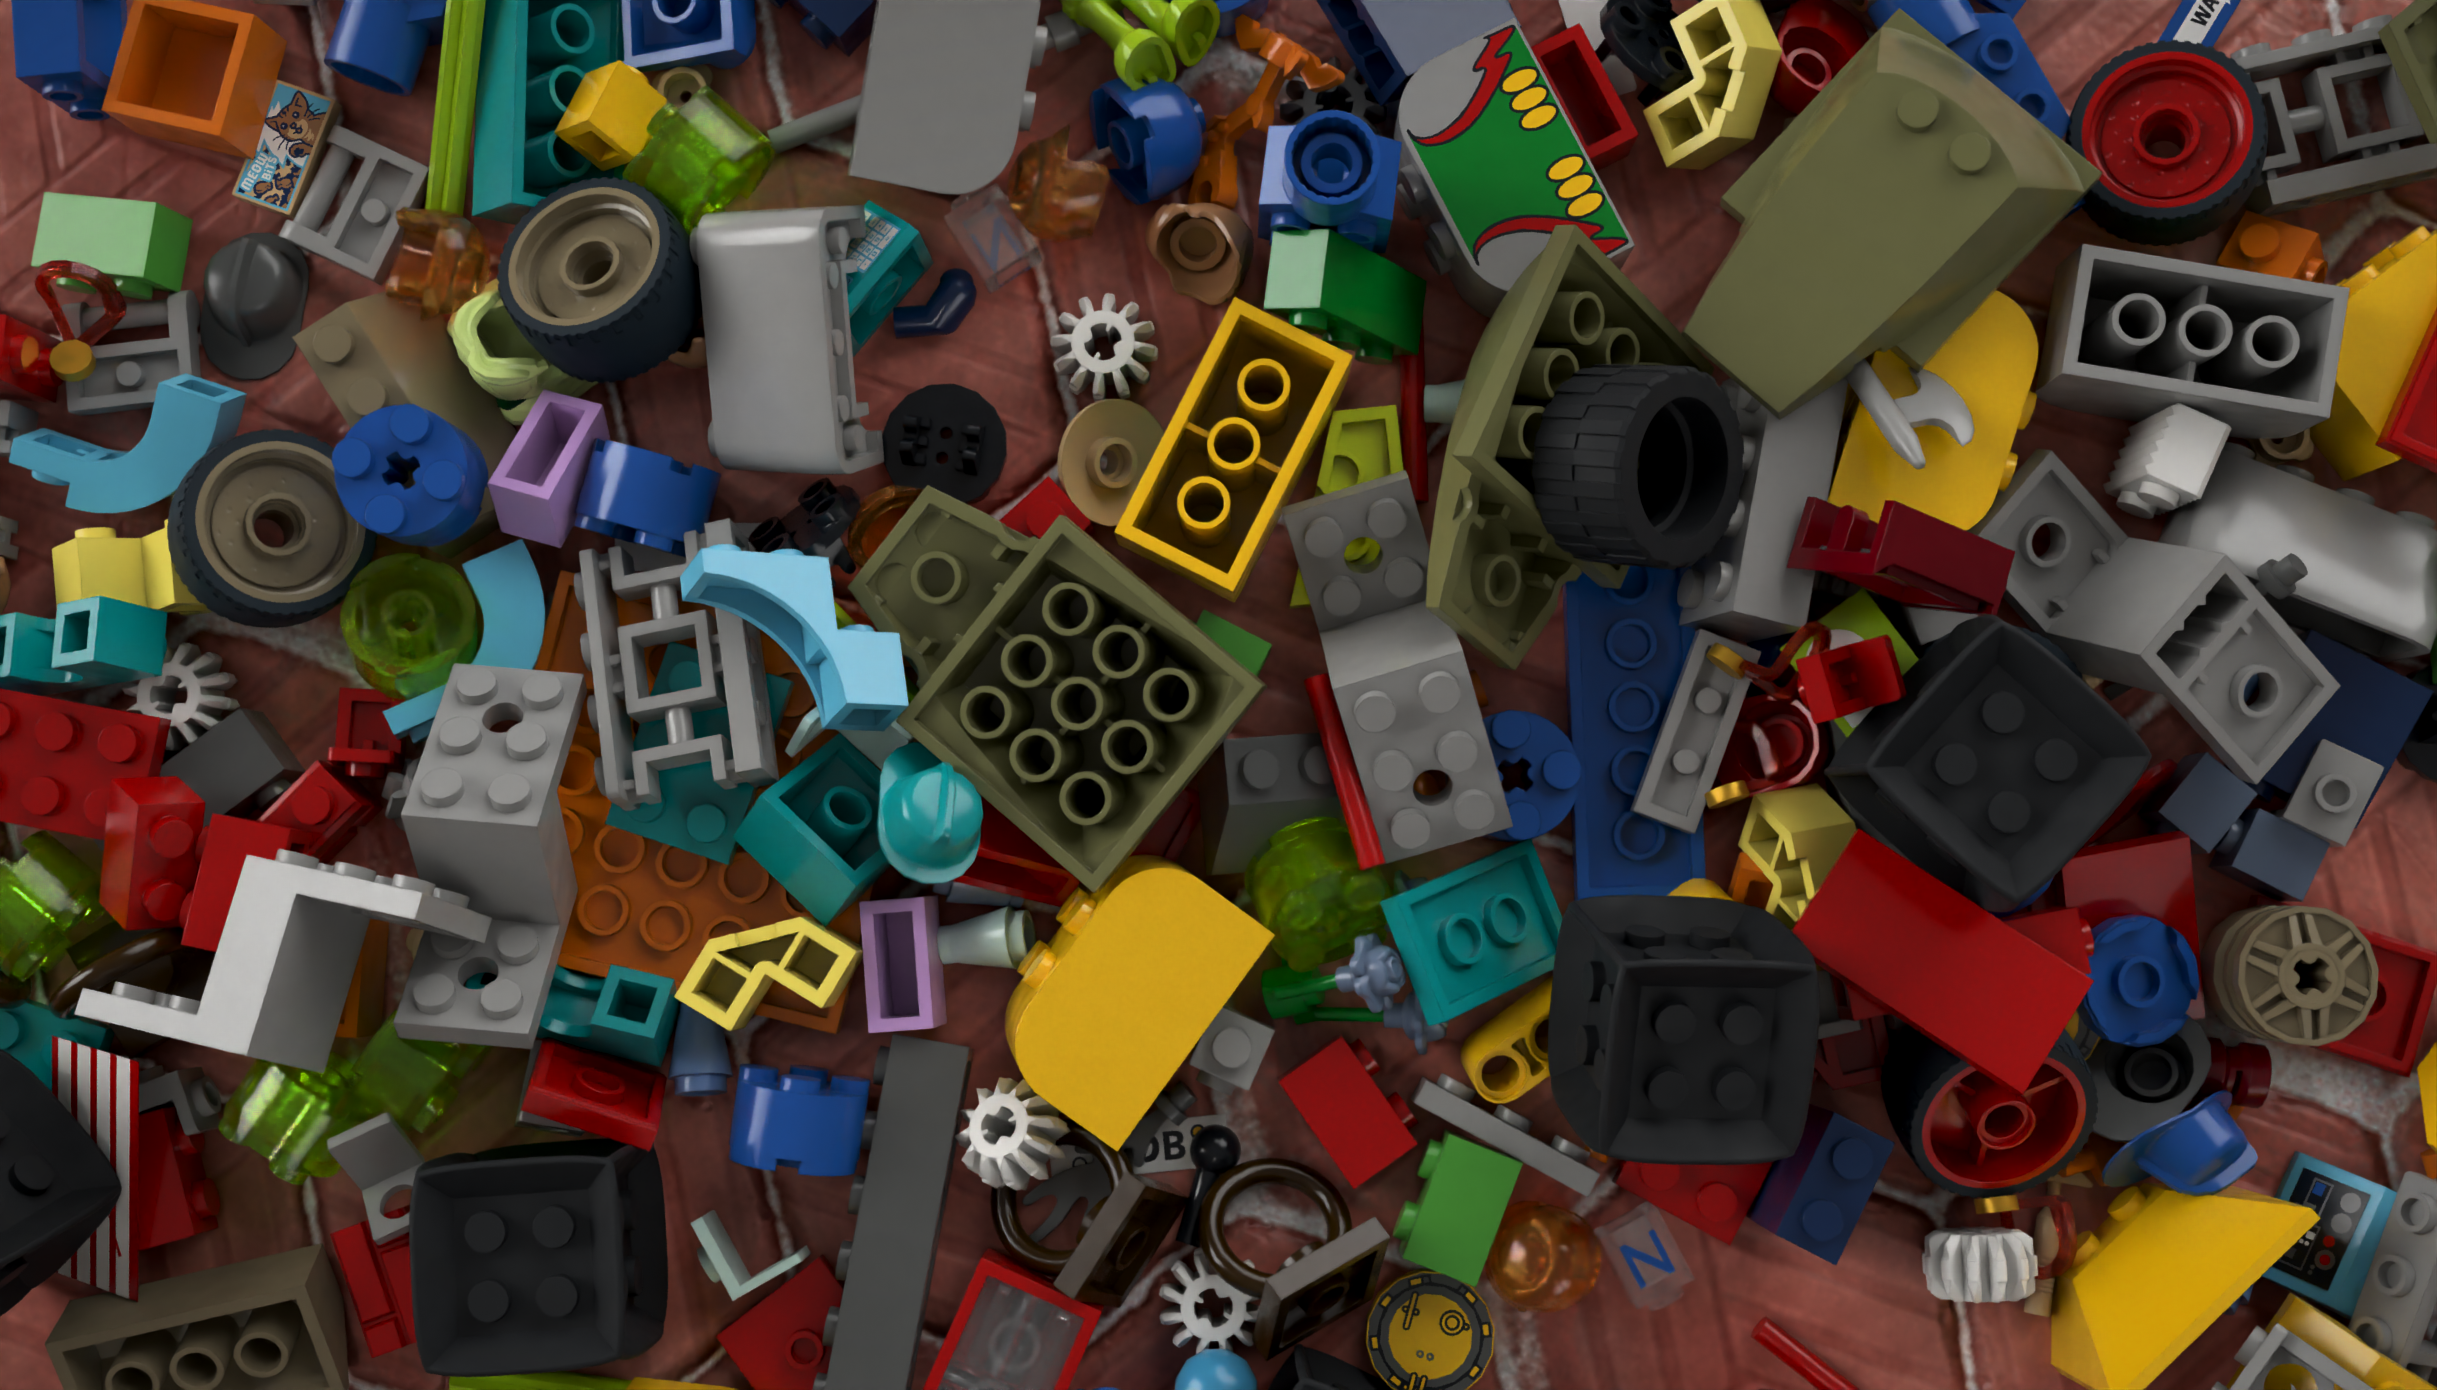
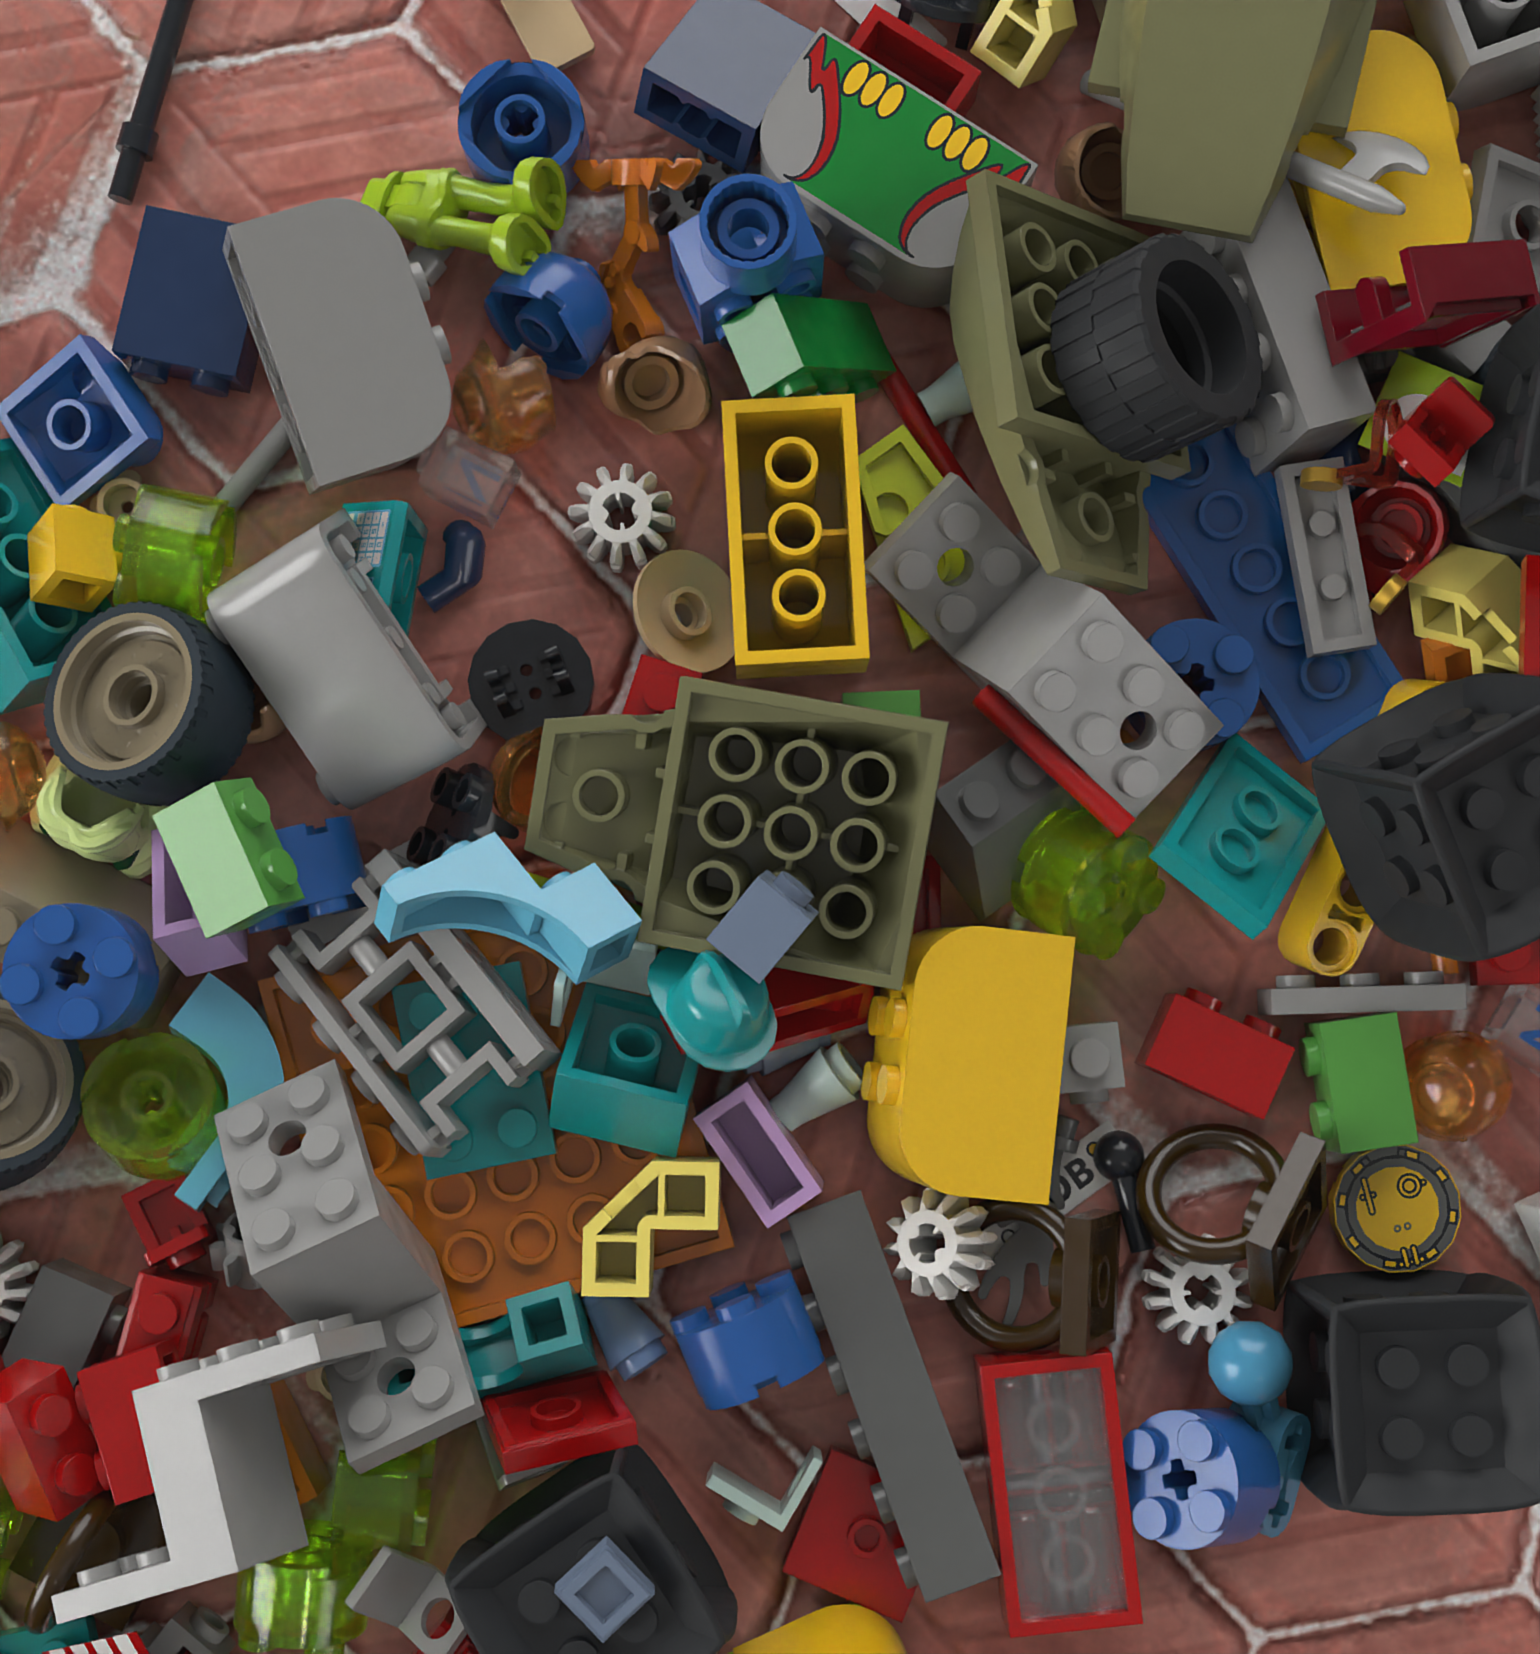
camera: 35 degrees left, 0 degrees up
(544, 1252) = (604, 1589): none -> sand blue tile
(590, 449) = (229, 856): none -> brick
(1007, 767) = (764, 923): none -> sand blue brick
(1373, 974) = (1177, 921): plant -> none
(1684, 274) = (1090, 170): none -> medium nougat hair

